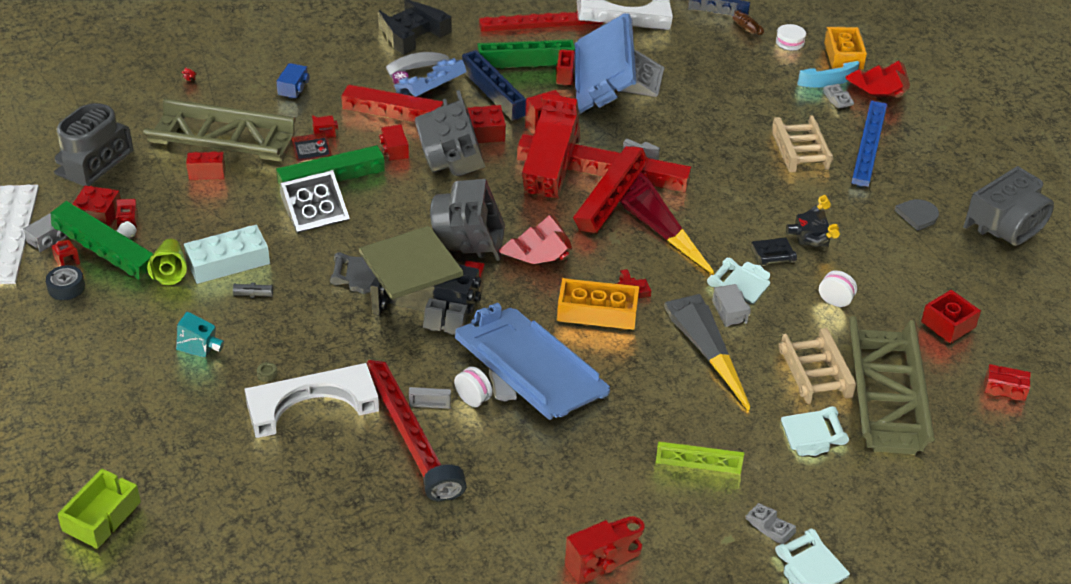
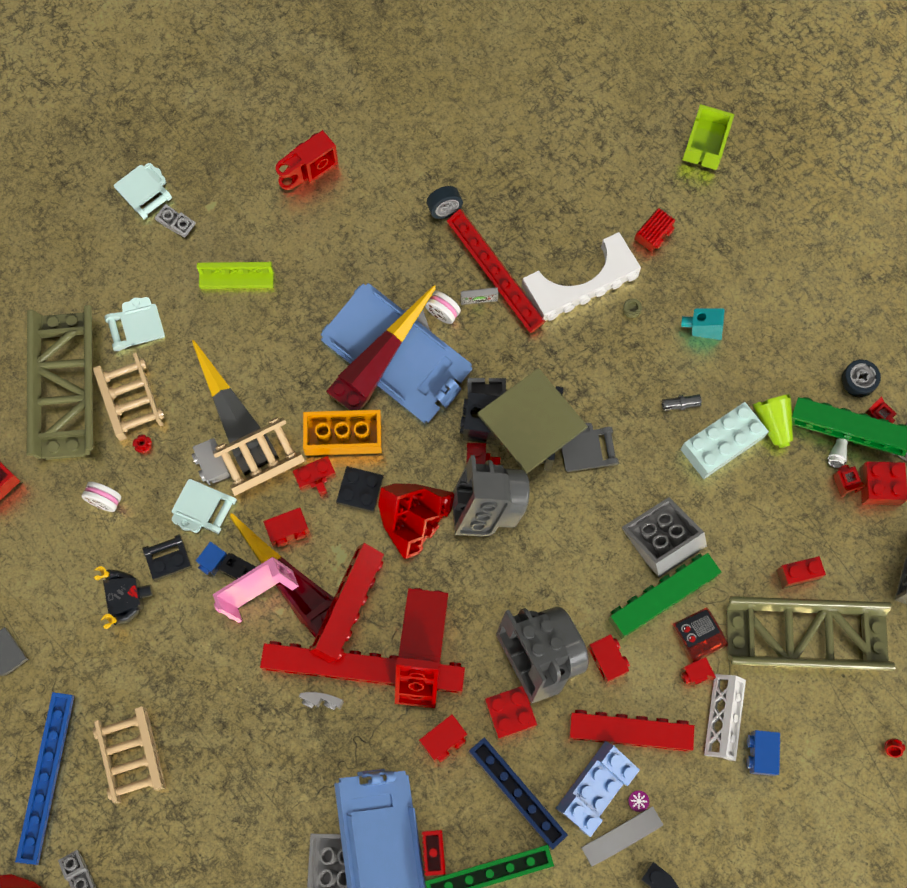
camera: 170 degrees right, 30 degrees up
(210, 431) = (655, 229): none -> red brick
(313, 97) = (733, 698): none -> white fence
(568, 340) = (361, 377): none -> dark red plate
(588, 269) = (360, 489): none -> black plate
(660, 252) = (286, 527): none -> red brick
(683, 294) = (257, 475): none -> tan fence
(685, 205) = (251, 585): none -> bright pink panel
(705, 231) = (235, 567): none -> black hinge
(731, 241) = (211, 559): none -> blue brick
(800, 331) = (142, 448): none -> red plate

